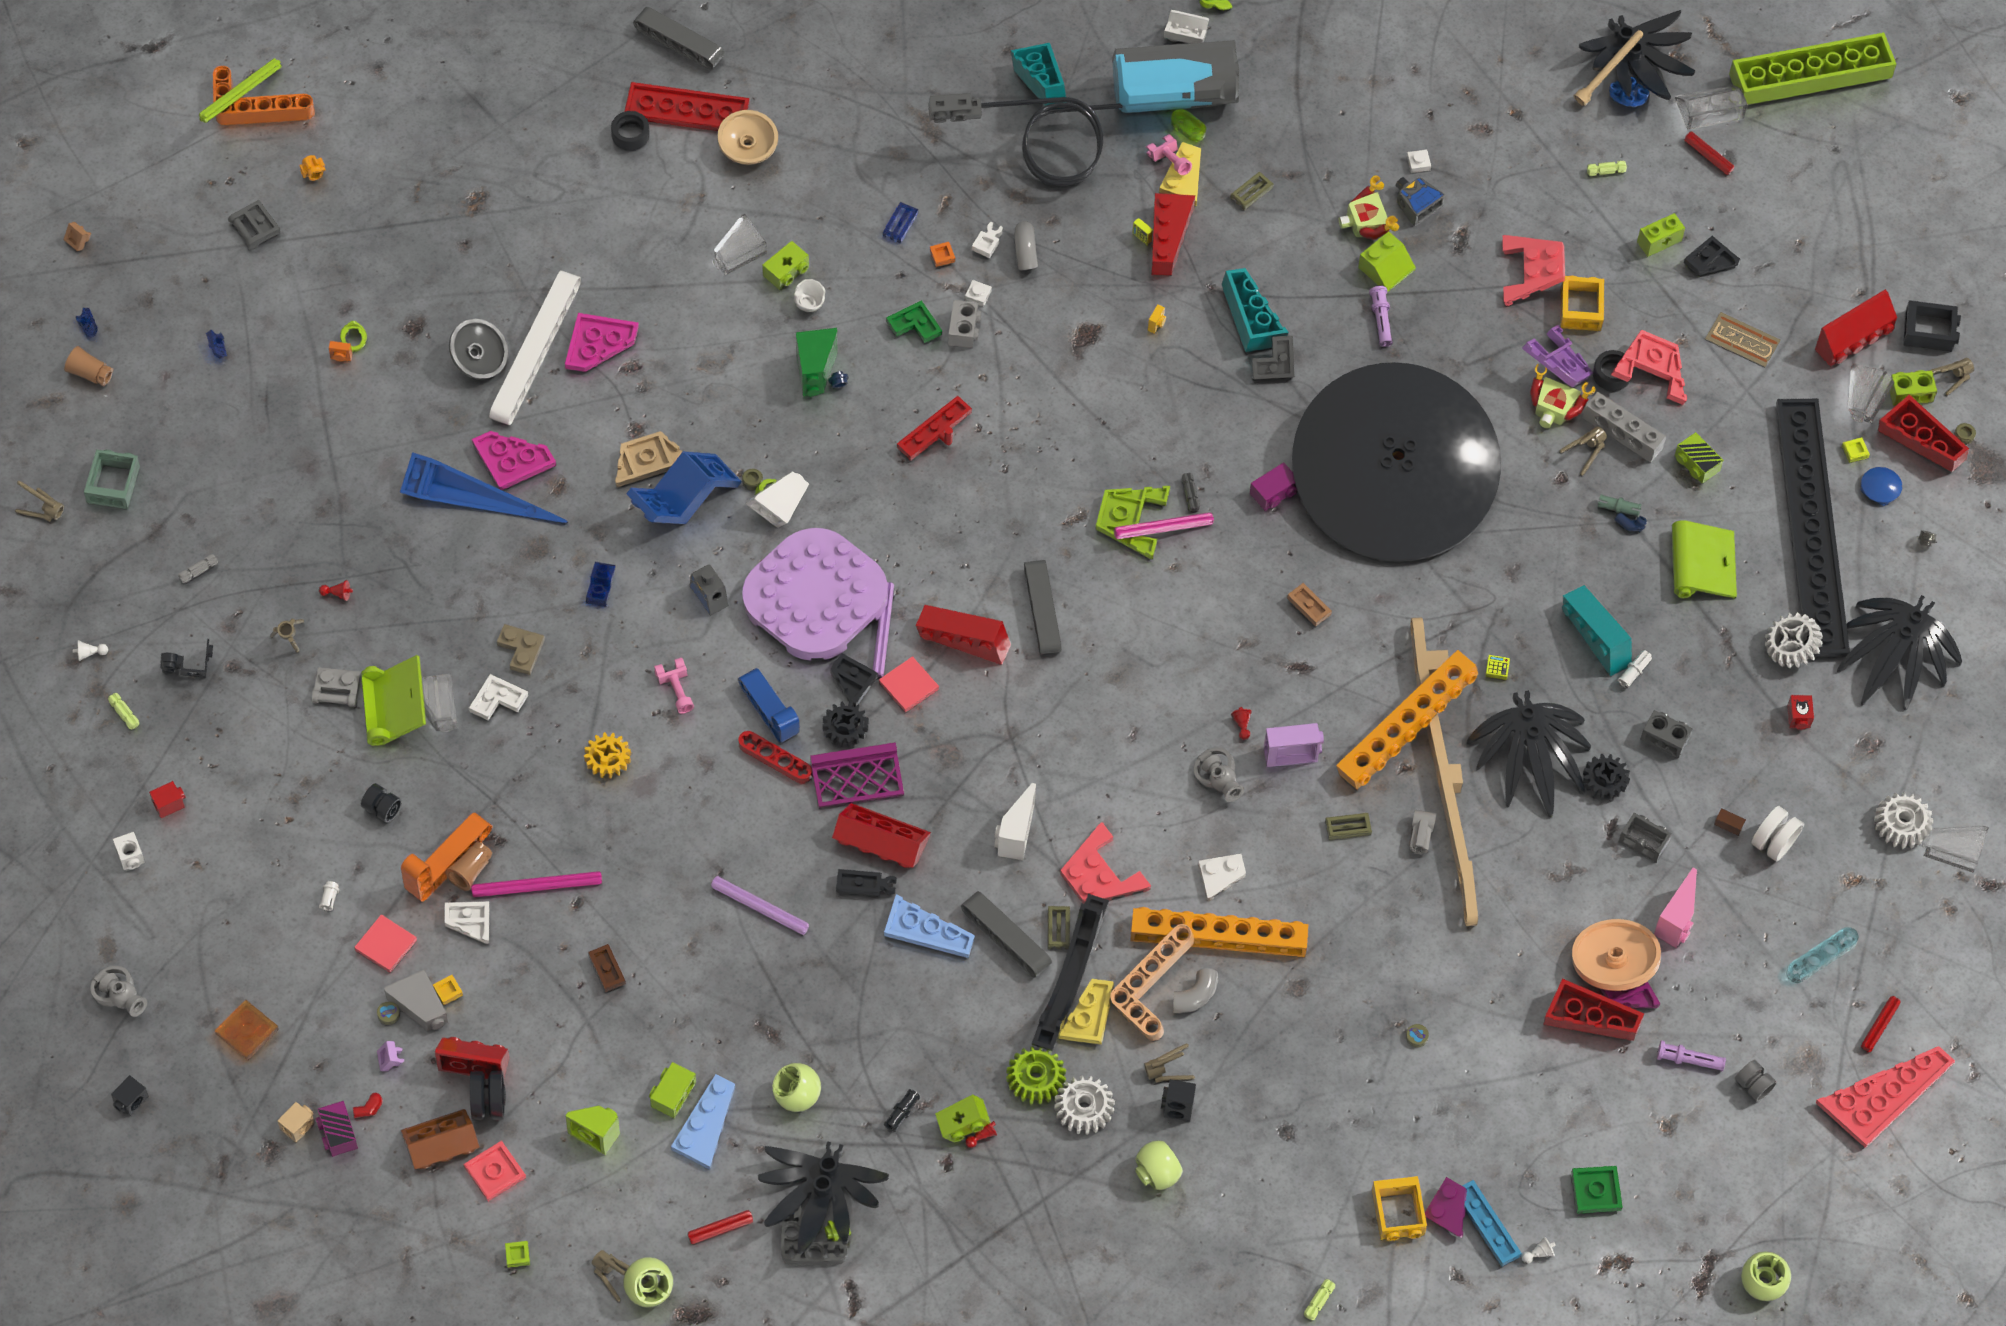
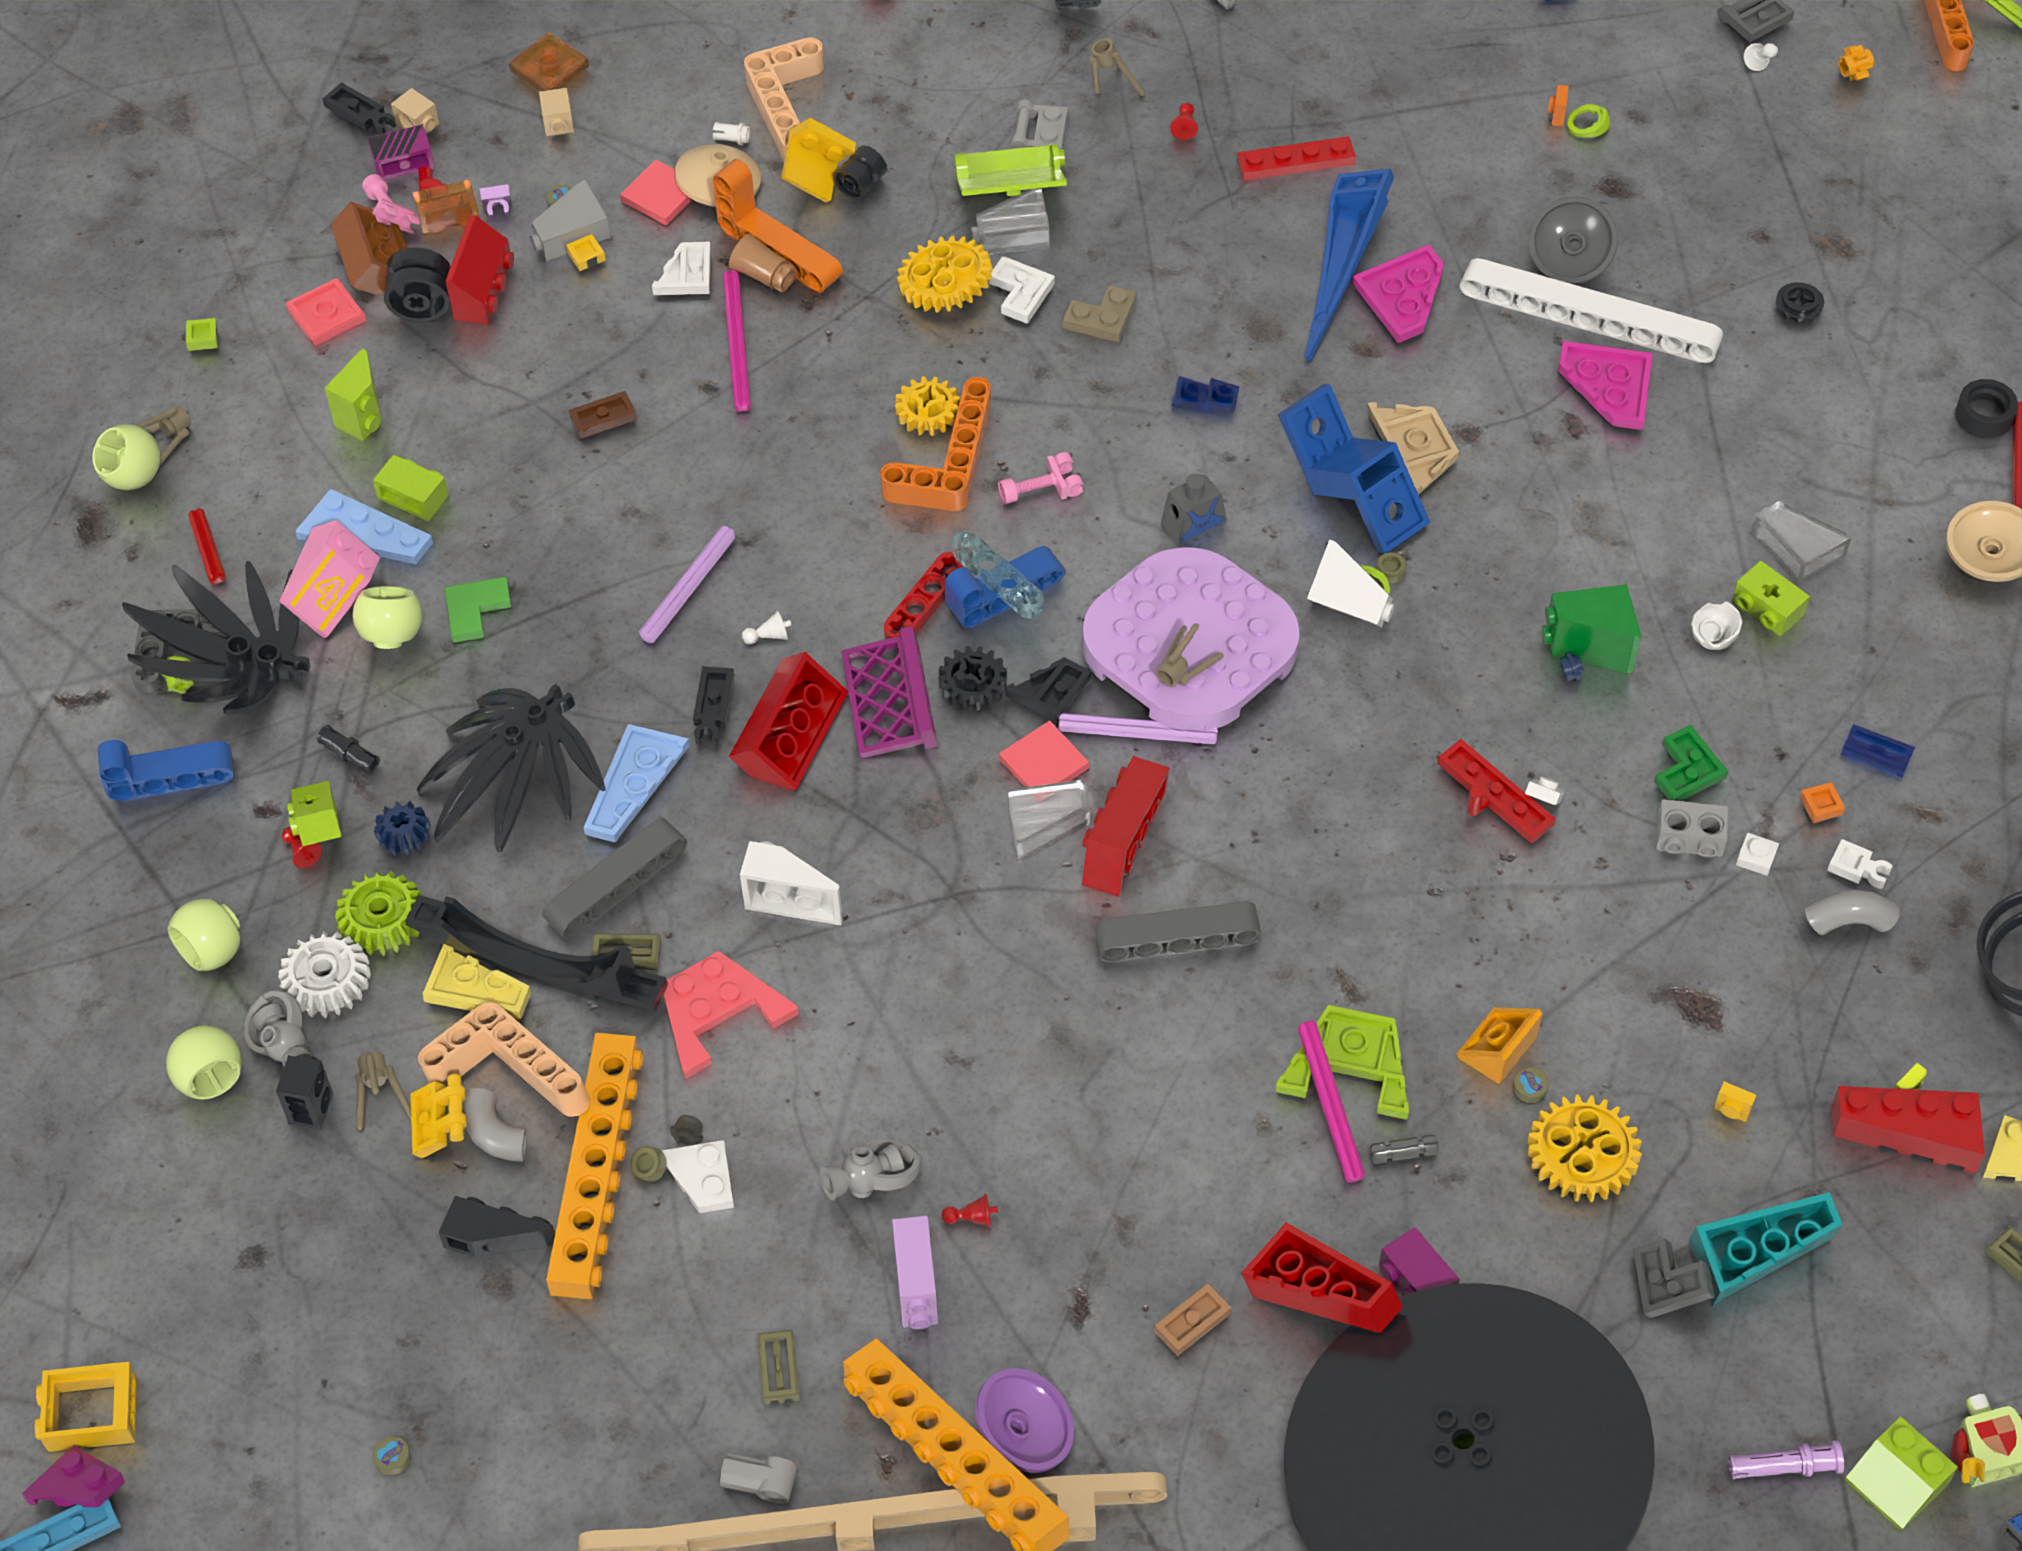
camera: 95 degrees right, 5 degrees down
(285, 1166) = (358, 109): none -> black plate
(297, 862) = (770, 70): none -> light nougat beam
(299, 226) = (1758, 56): none -> white piece
(302, 1019) = (556, 111): none -> tan brick
(371, 833) = (814, 156): none -> yellow bracket
(373, 911) = (700, 164): none -> tan dish
(374, 1143) = (386, 210): none -> bright pink bar
(376, 521) = (1296, 158): none -> red plate
(397, 1091) = (445, 206): none -> clear orange brick
(471, 759) = (945, 273): none -> yellow gear
(523, 222) = (1809, 295): none -> black gear
(651, 737) = (952, 485): none -> orange beam
(758, 1126) = (328, 576): none -> bright pink slope
(766, 700) = (1002, 571): none -> clear light blue beam
(777, 1048) = (467, 603): none -> bright green tile
(799, 847) = (772, 628): none -> white piece
(857, 593) = (1174, 666): none -> dark tan plant
(904, 985) = (520, 729): none -> black plant
(921, 1225) = (162, 771): none -> blue beam
(936, 400) = (1546, 790): none -> white plate
(956, 680) = (1047, 814): none -> clear slope
(960, 1065) = (402, 828): none -> dark blue gear
(1060, 1177) = (205, 933): none -> yellowish green wheel
(1117, 434) = (1501, 1041): none -> light orange slope
(1137, 1122) = (277, 1035): none -> light grey piece
(1144, 424) = (1530, 1085): none -> olive tile
(1189, 397) = (1604, 1170): none -> yellow gear
(1192, 1030) = (430, 1119): none -> yellow plate
(1194, 881) = (687, 1131): none -> clear smoke plate
(1216, 902) = (648, 1163): none -> olive tile
(1268, 991) = (486, 1230): none -> black slope
(1289, 532) = (1320, 1281): none -> red wedge
(1383, 687) = (1033, 1410): none -> medium lavender dish

